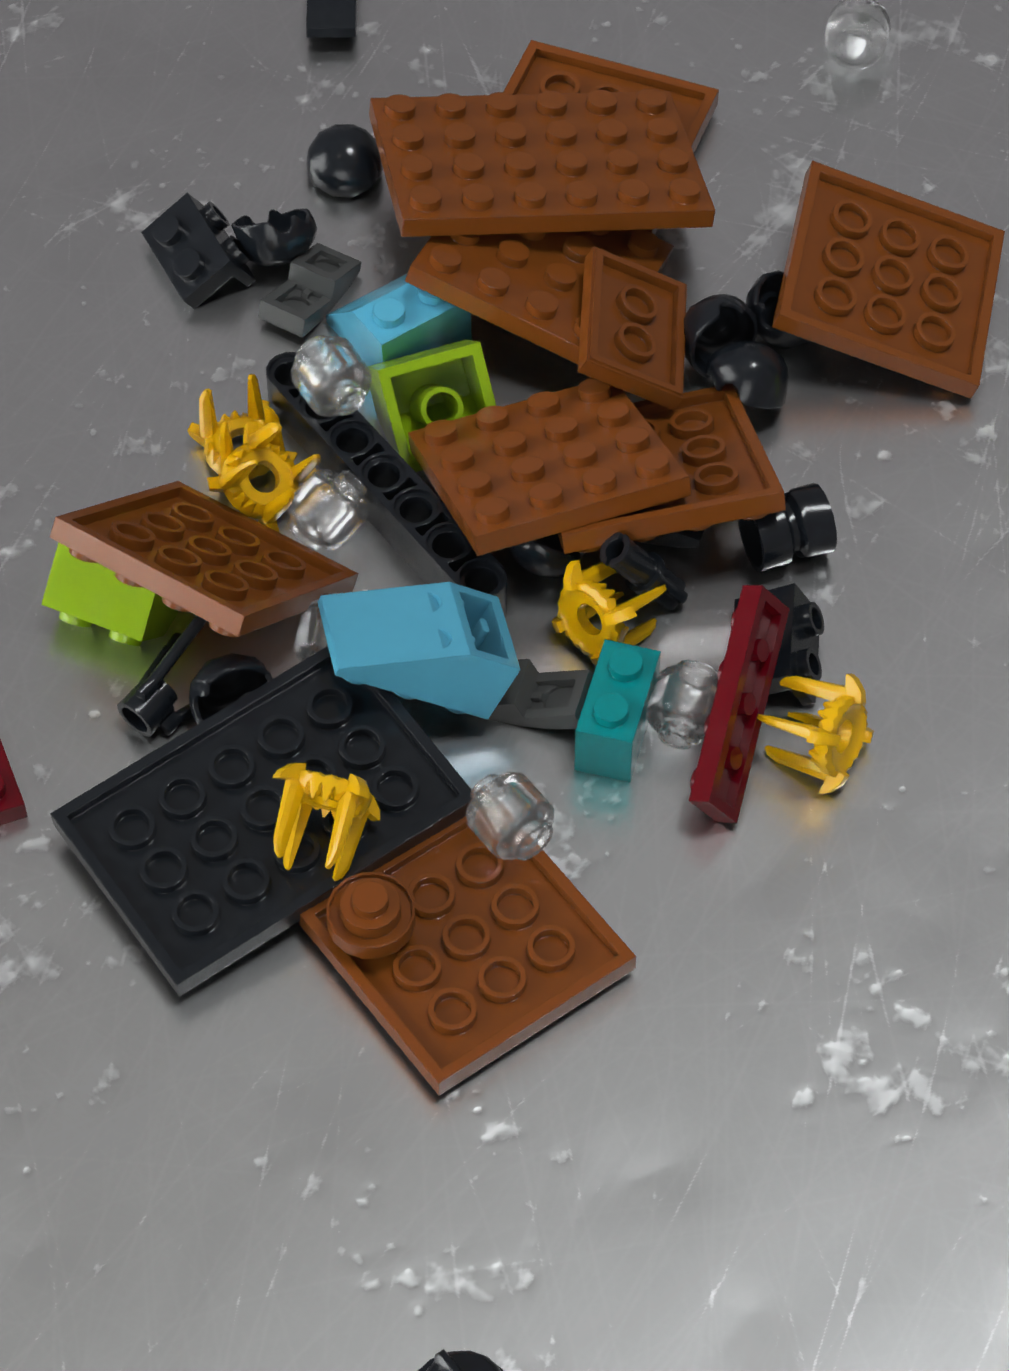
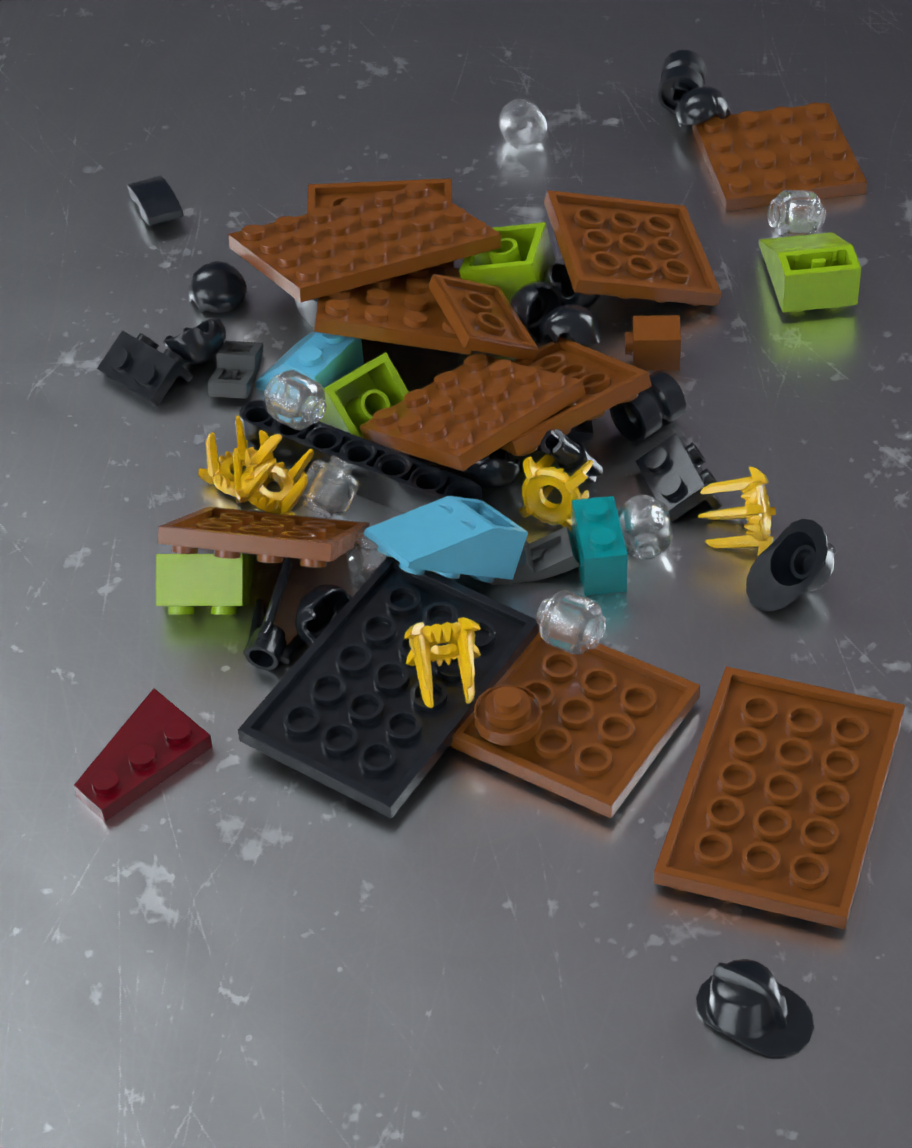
camera: 20 degrees left, 10 degrees down
(659, 1146) = (781, 797): none -> dark orange plate
(729, 257) = (520, 260): none -> lime slope
(741, 694) = (681, 501): dark red plate -> none
(840, 830) = (791, 565): none -> black piece
(850, 432) = (655, 343): none -> dark orange brick

